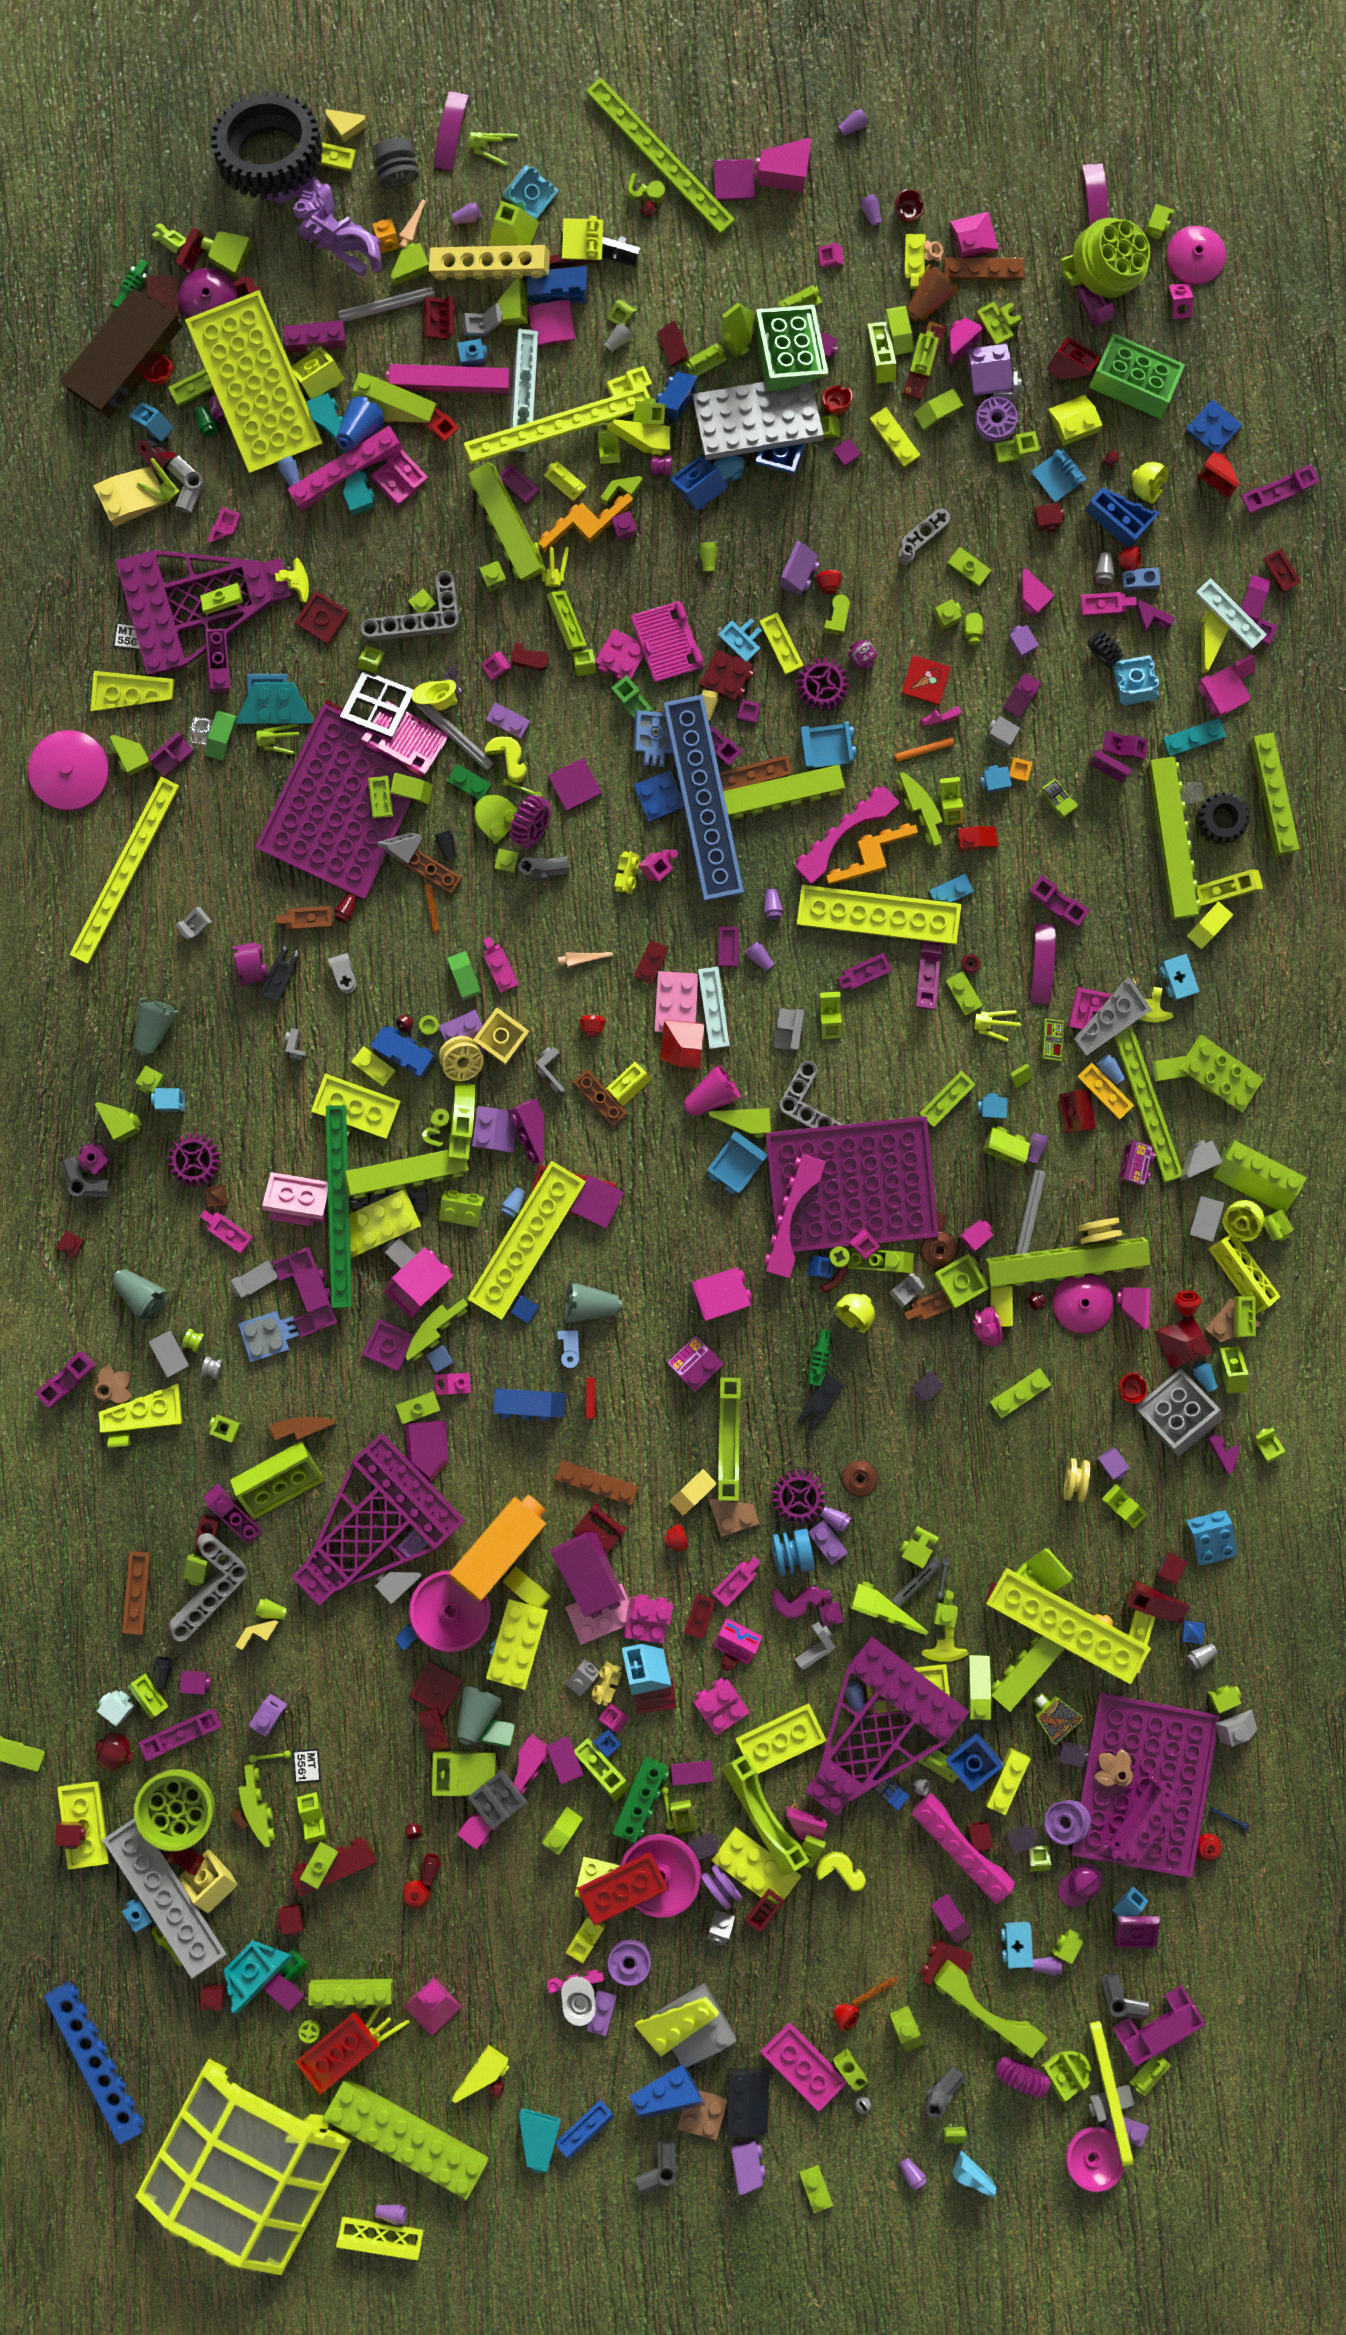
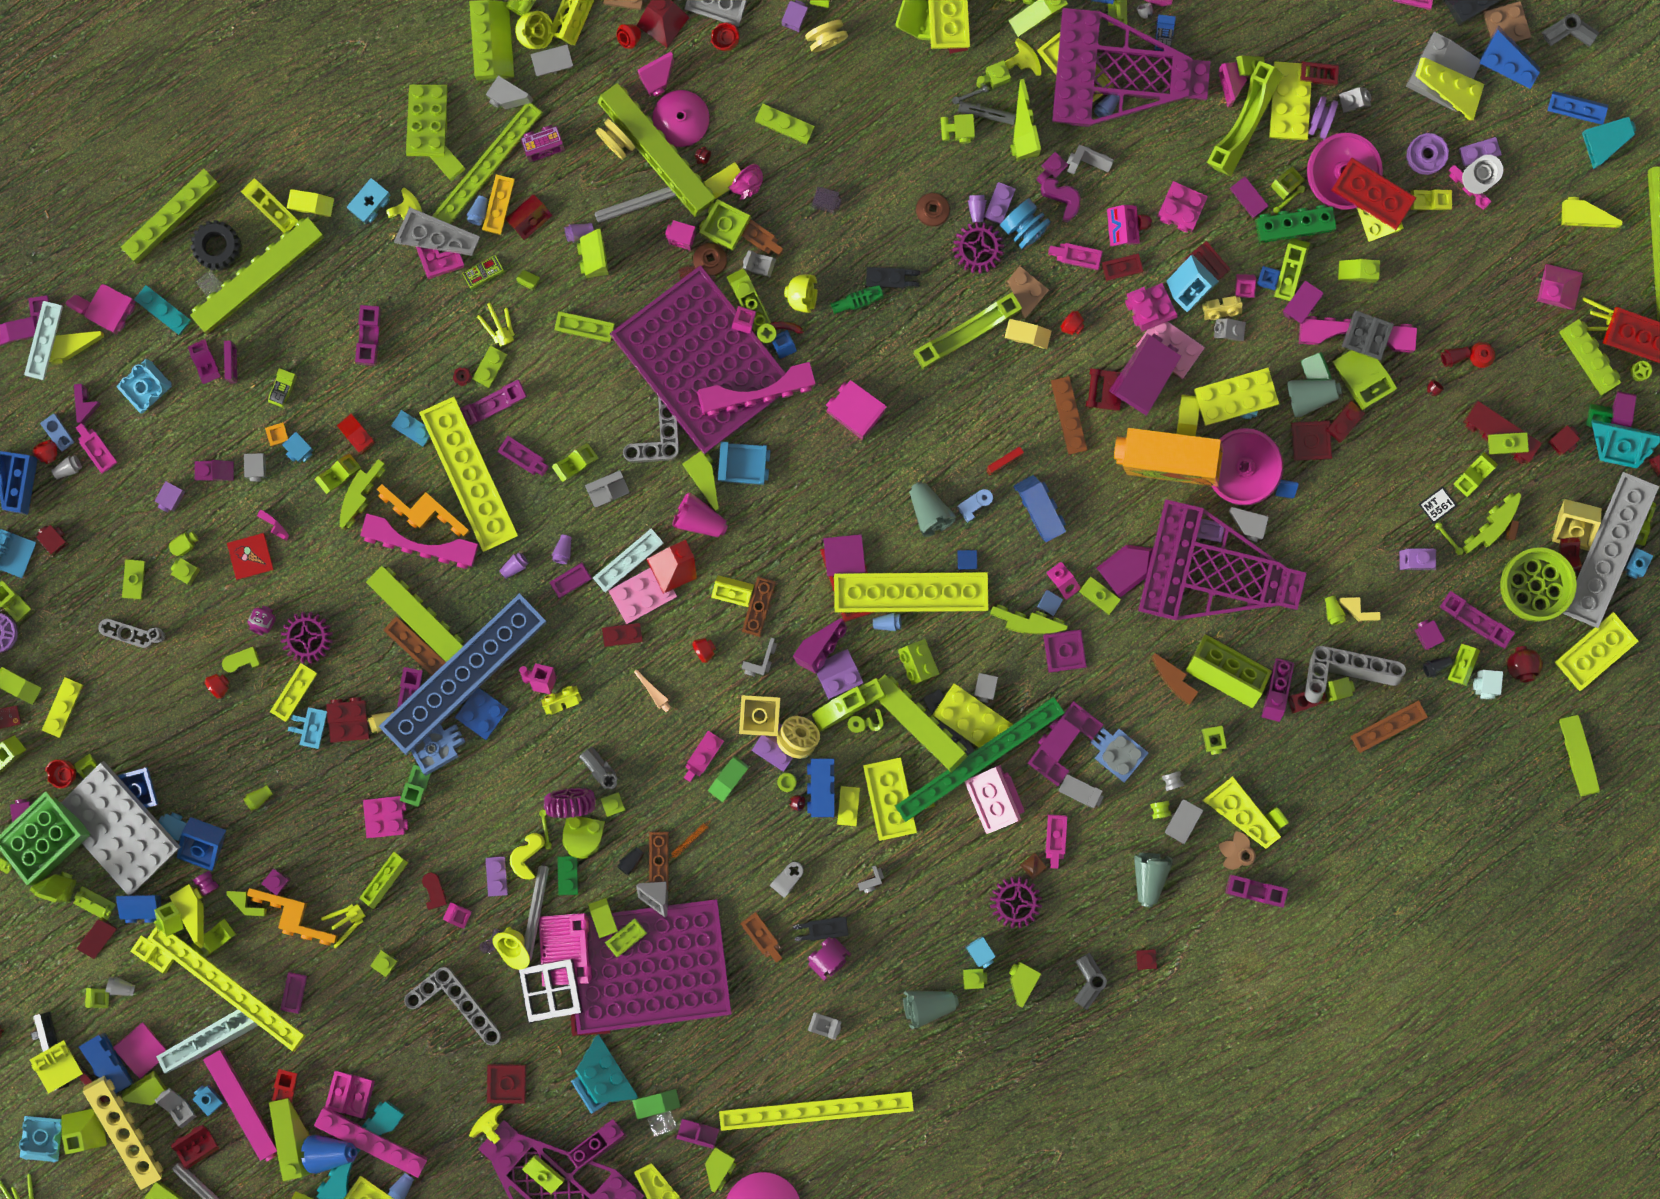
camera: 120 degrees left, 0 degrees up
(70, 1834) = (1609, 655): dark red brick -> none
(98, 1164) = (1063, 976): magenta brick -> none
(267, 737) = (634, 1064): lime plant -> none
(345, 909) = (734, 910): dark red cone -> none
(370, 659) = (516, 1021): lime slope -> none
(418, 1282) = (1000, 657): dark pink slope -> none
(422, 602) = (442, 1008): lime plate -> none
(467, 214) = (91, 1178): medium lavender cone -> none
(496, 2089) = (1591, 196): dark red plate -> none
(507, 522) = (332, 980): lime brick -> none
(564, 480) = (267, 955): neon yellow hinge -> none
(575, 784) = (515, 788): magenta tile -> none
(584, 662) = (408, 844): lime slope -> none
(667, 641) = (350, 787): dark pink window -> none
(695, 1363) = (924, 396): magenta slope -> none
(704, 1844) = (1298, 152): clear purple brick -> none
(748, 711) = (366, 684): magenta tile -> none
(781, 1738) = (1177, 143): neon yellow plate -> none
(799, 569) = (223, 715): medium lavender slope -> none
(827, 746) = (355, 602): dark azure panel -> none
(843, 1865) = (1244, 35): neon yellow animal -> none
(846, 452) = (99, 738): magenta tile -> none
(924, 749) = (307, 521): orange bar -> none
(992, 1107) = (568, 286): dark azure brick -> none
(1033, 594) = (124, 512): dark pink slope -> none
(1043, 964) = (425, 317): magenta slope -> none
(1105, 649) = (135, 425): black tyre -> none

